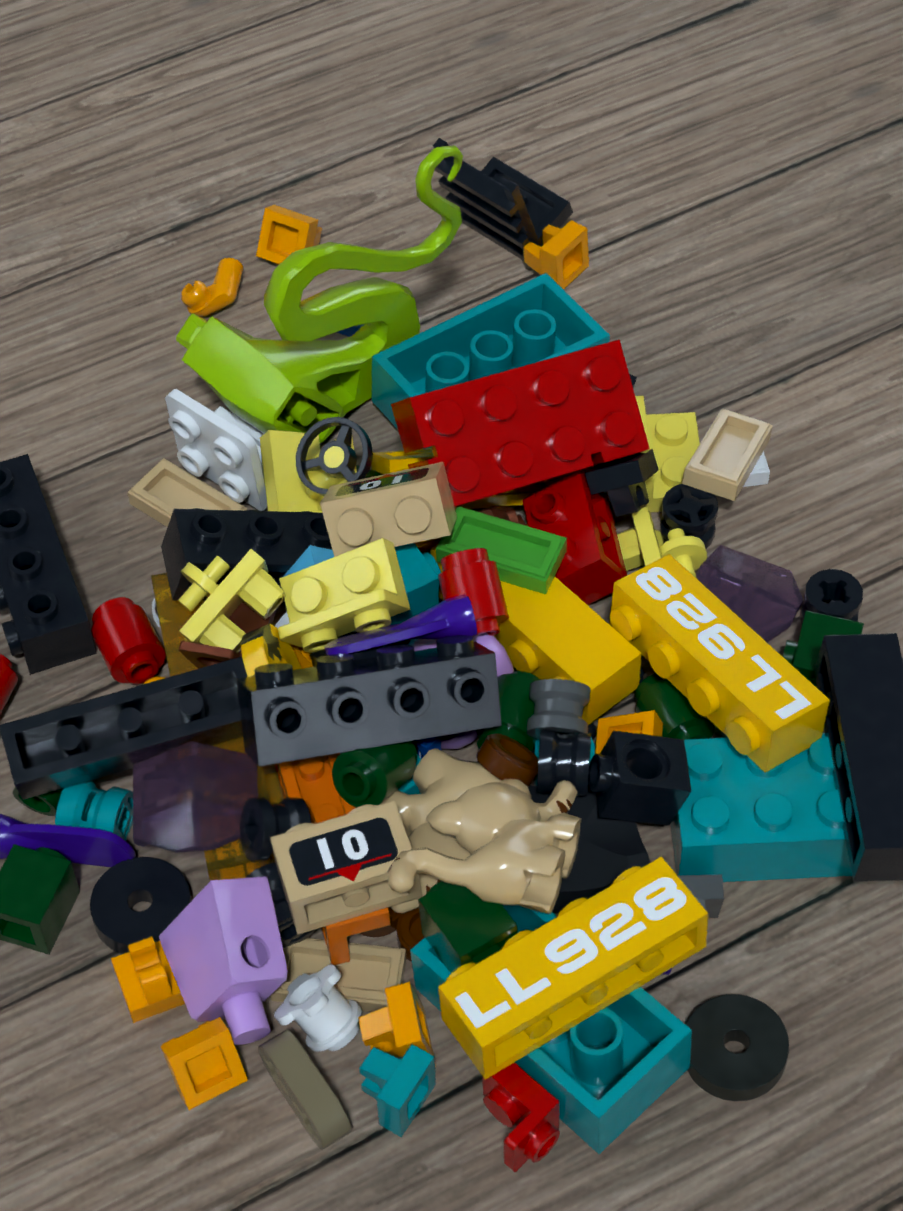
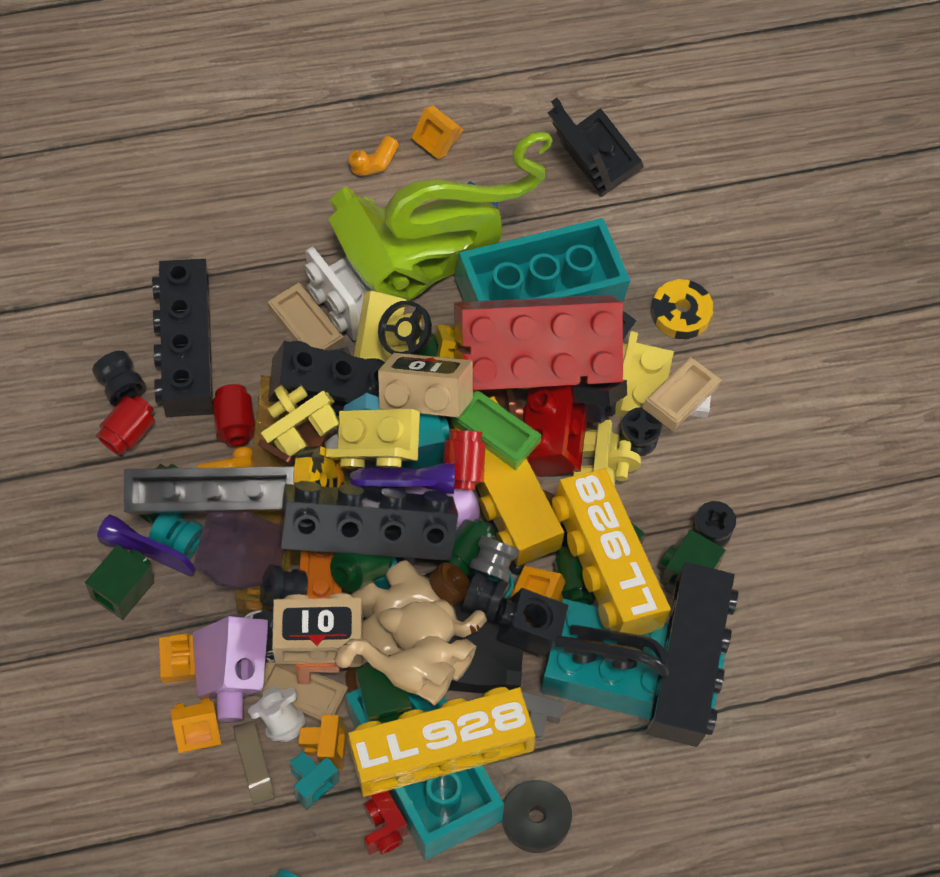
camera: 10 degrees right, 10 degrees up
(135, 882) = (186, 588): black piece -> none
(562, 253) = (622, 202): light orange tile -> none
(689, 381) = (682, 294): none -> yellow piece
(753, 589) = (658, 501): clear purple slope -> none
(782, 769) = (622, 656): none -> black piece

